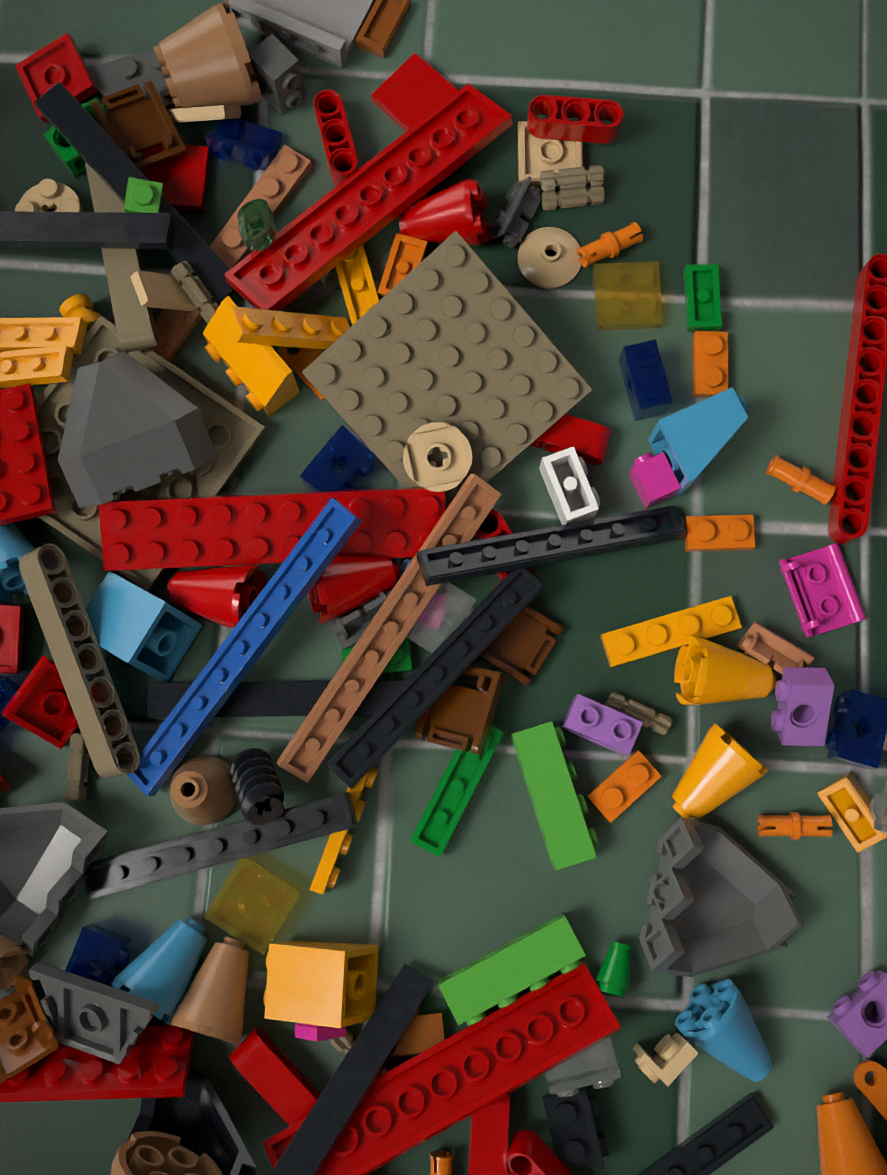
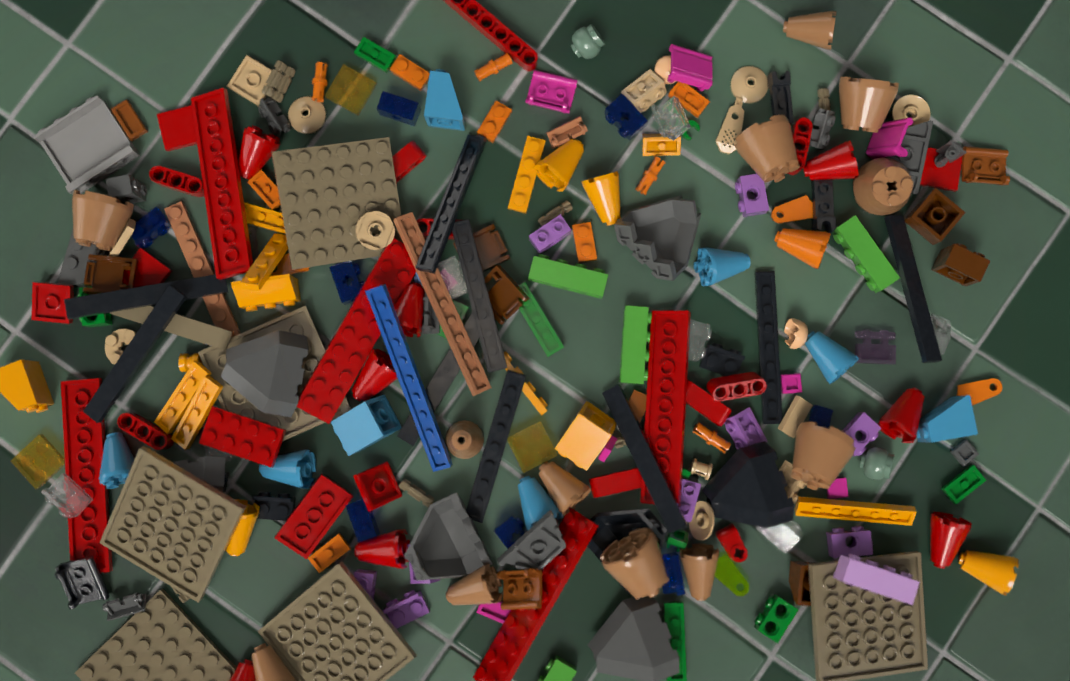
camera: 55 degrees left, 5 degrees up
(76, 678) = (366, 460): dark tan beam -> none
(143, 196) = (151, 293): bright green plate -> none
(160, 291) = (206, 312): tan tile -> none
(195, 290) = (216, 297): dark tan axle -> none
(256, 225) = (200, 247): clear green plate -> none
(257, 786) = (478, 411): black piece -> none
(568, 486) = (428, 178): white brick -> none
(587, 110) = (244, 67): red beam -> none
(615, 971) = (664, 298): green cone -> none
(653, 479) = (449, 135): dark pink brick -> none
(671, 1058) = (715, 297): tan bracket -> none
(807, 723) = (608, 138): medium lavender brick -> none

